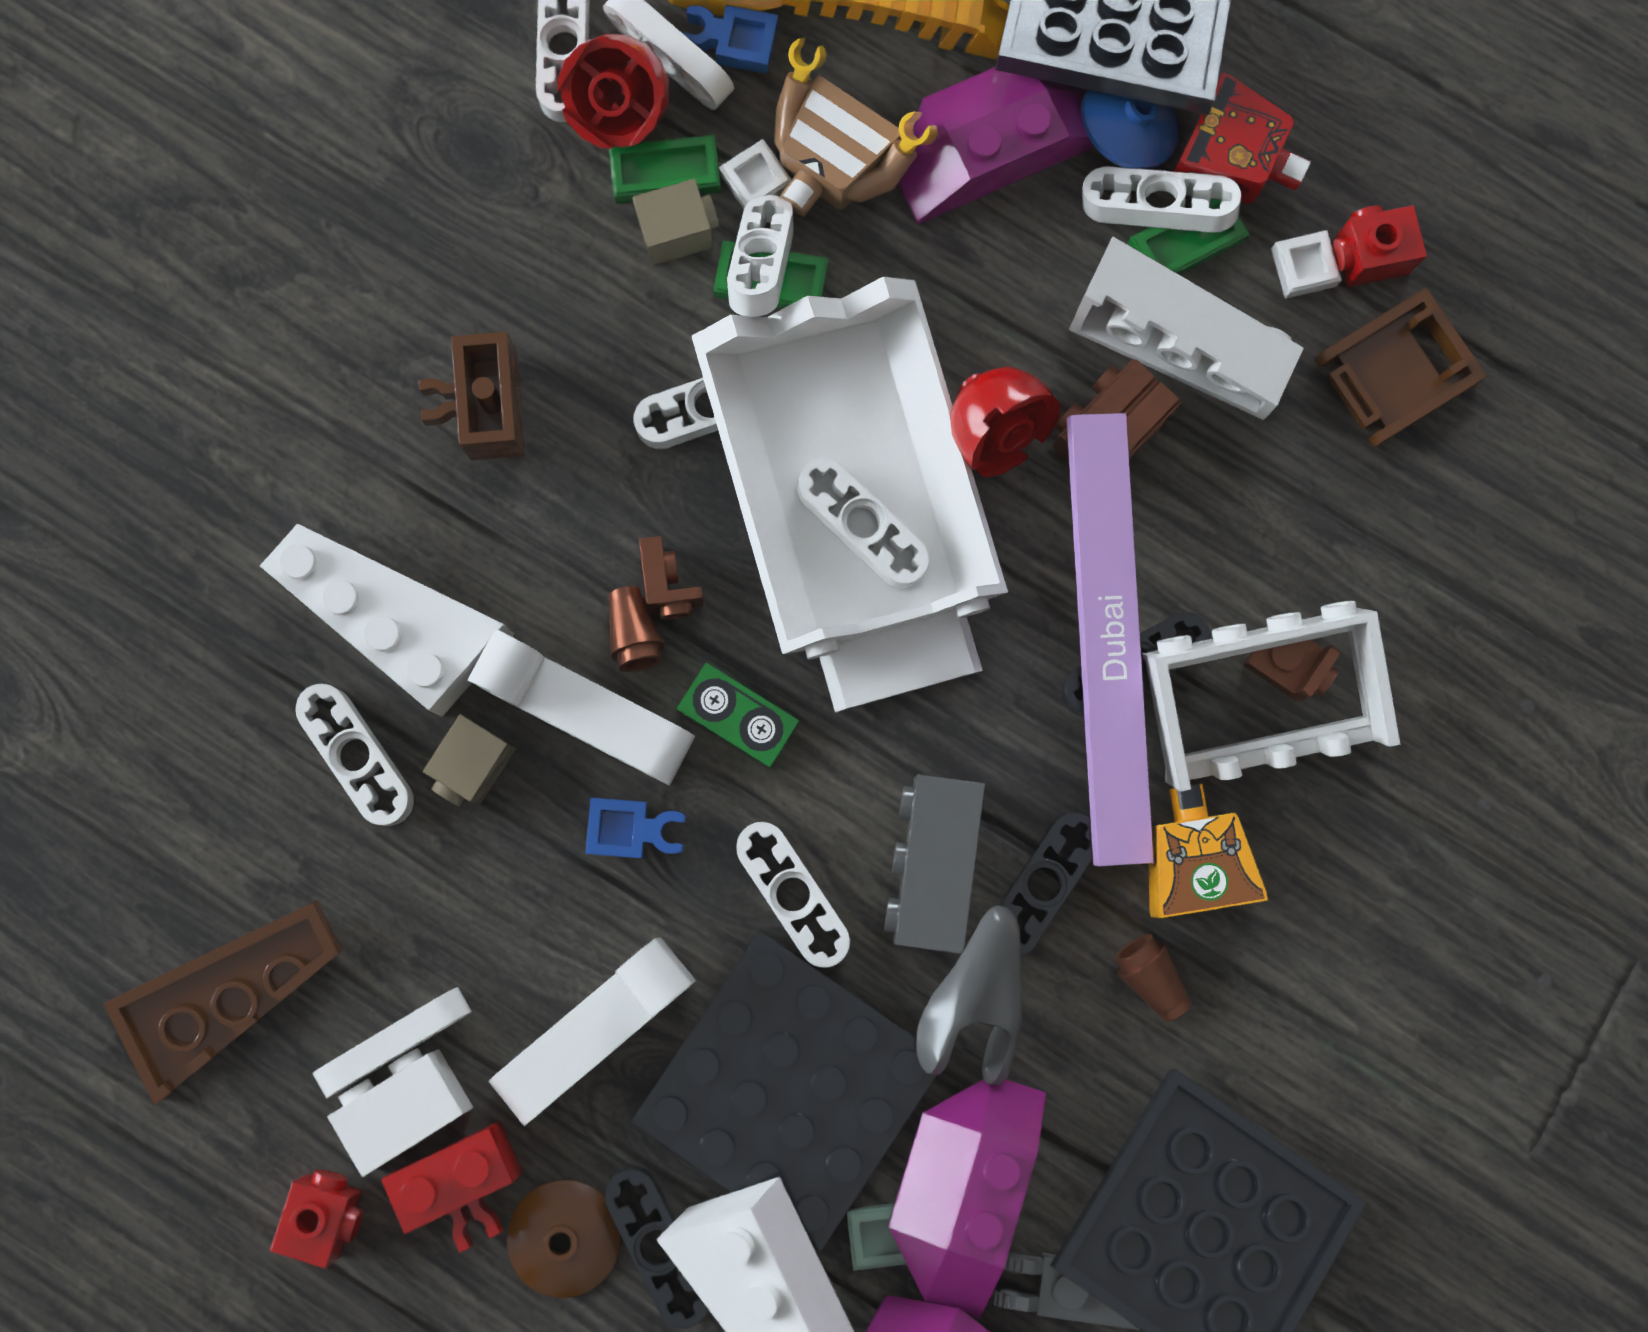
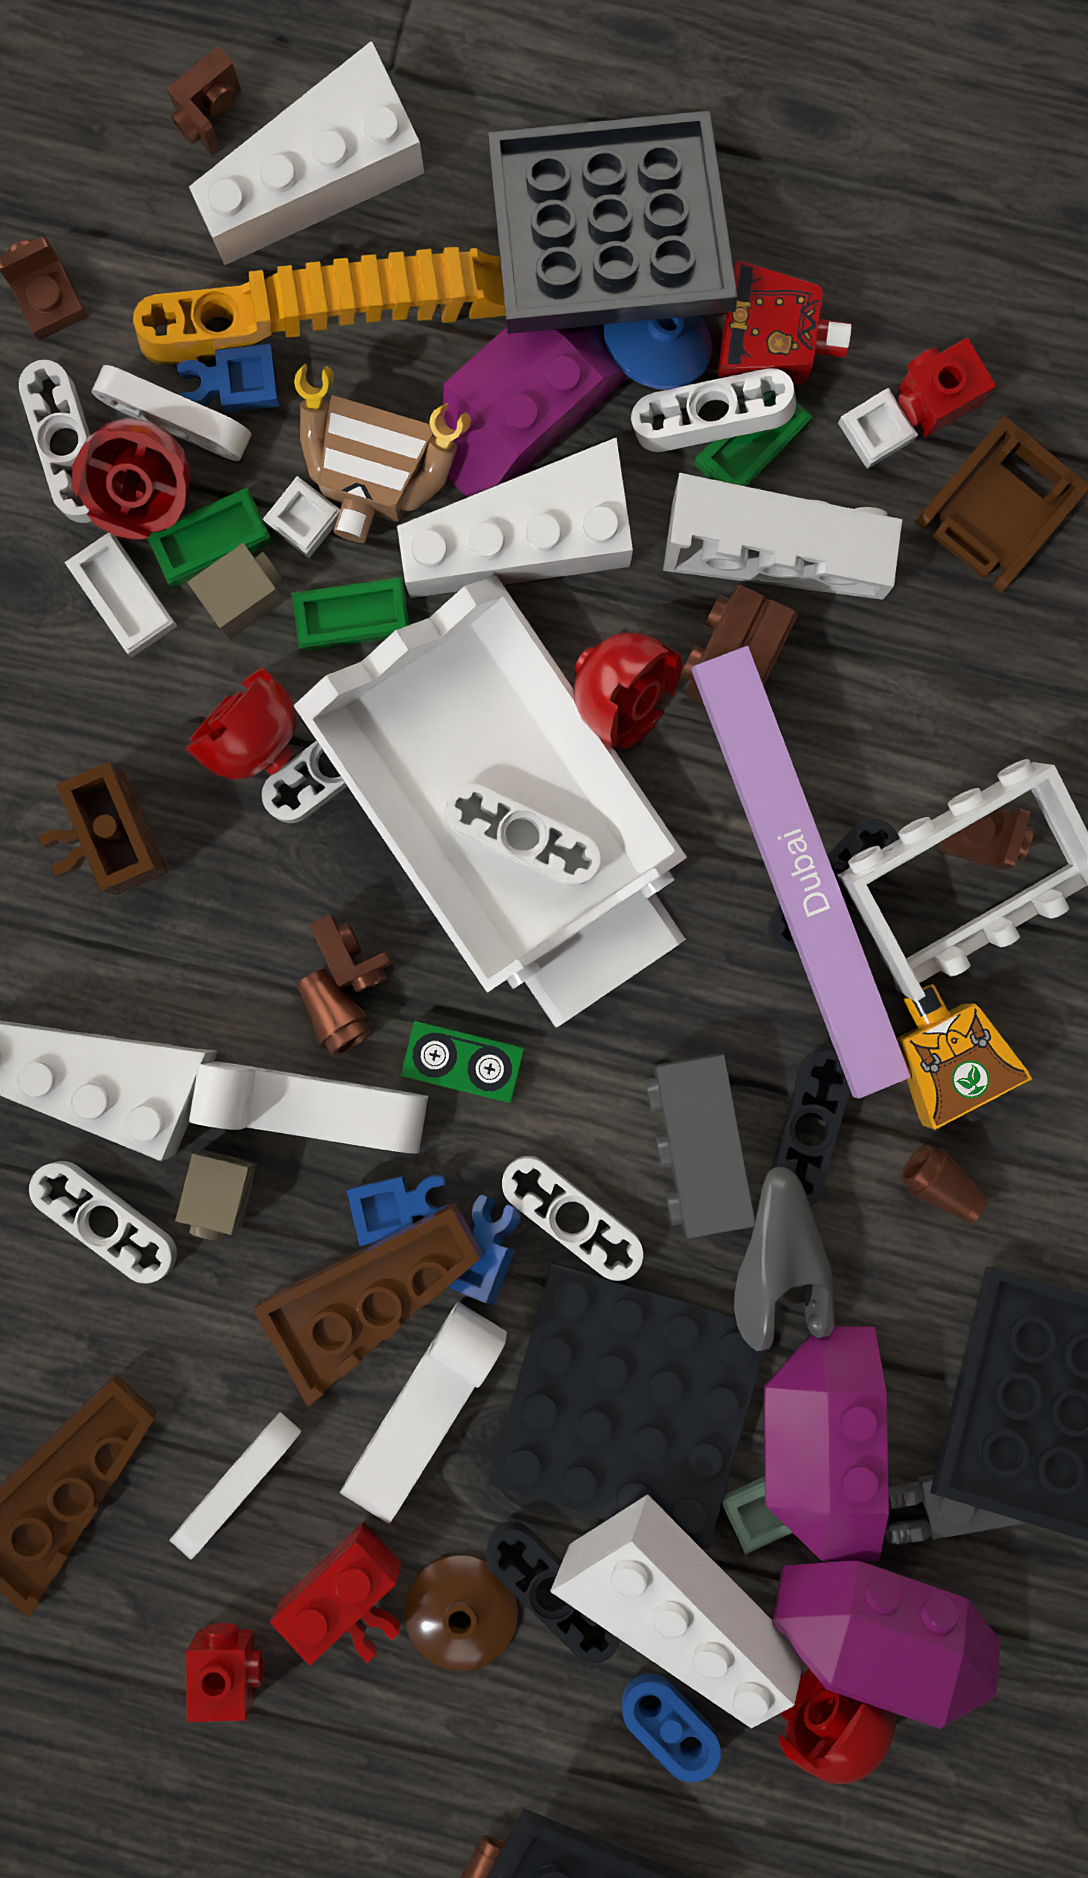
camera: 10 degrees left, 5 degrees up
(399, 1111) = (265, 1548): white brick -> none
(562, 907) = (356, 1303): none -> reddish brown wing
(568, 193) = (121, 594): none -> white tile
(642, 348) = (247, 730): none -> red cylinder
(692, 903) = (486, 1276): none -> blue plate
(768, 270) = (348, 613): white beam -> none
(956, 250) = (526, 529): none -> white wedge

